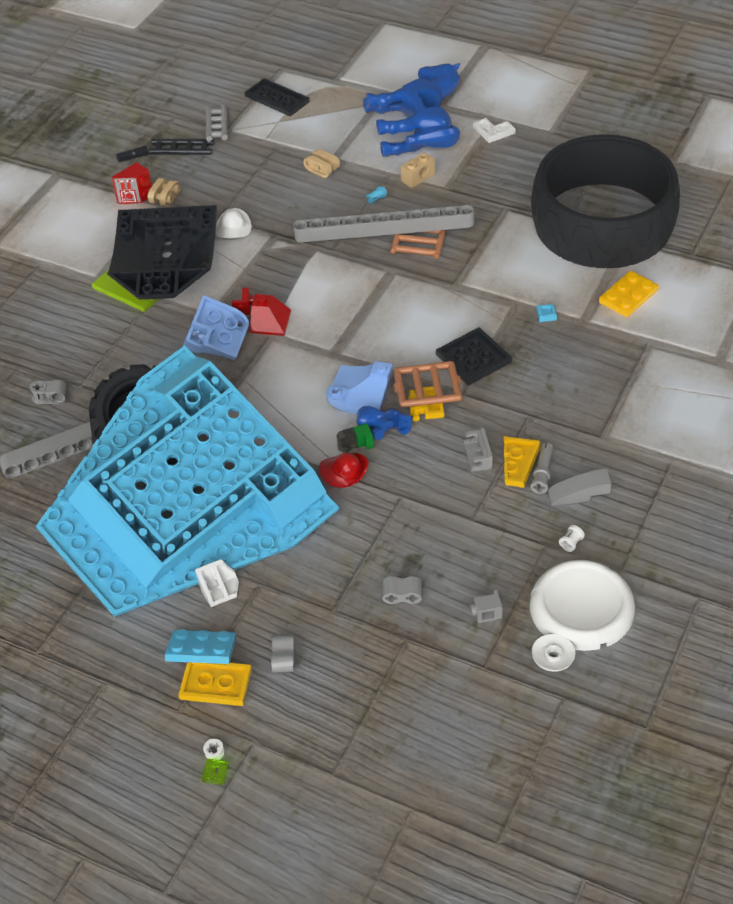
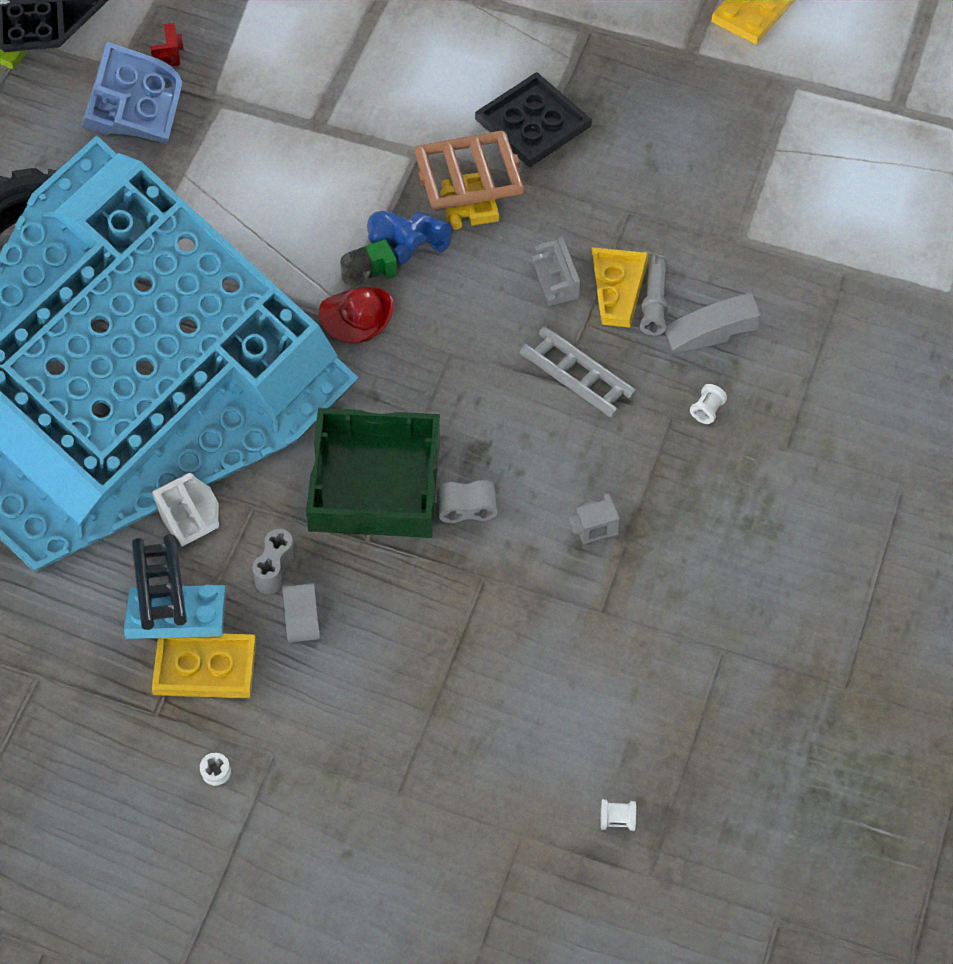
camera: 10 degrees left, 10 degrees up
(200, 631) = (147, 592): none -> black bar
(215, 771) = (221, 802): clear neon green tile -> none
(269, 316) = (210, 68): red slope -> none
(269, 619) = (273, 561): none -> light grey axle
(342, 568) = (374, 473): none -> dark green tile
(360, 386) = (366, 179): light blue slope -> none
(481, 800) = (618, 815): none -> white bush
(486, 523) = (583, 386): none -> light grey bar
(546, 313) = (634, 42): medium azure tile -> none
(553, 645) = (702, 572): white dish -> none
(583, 604) = (732, 506): white piece -> none

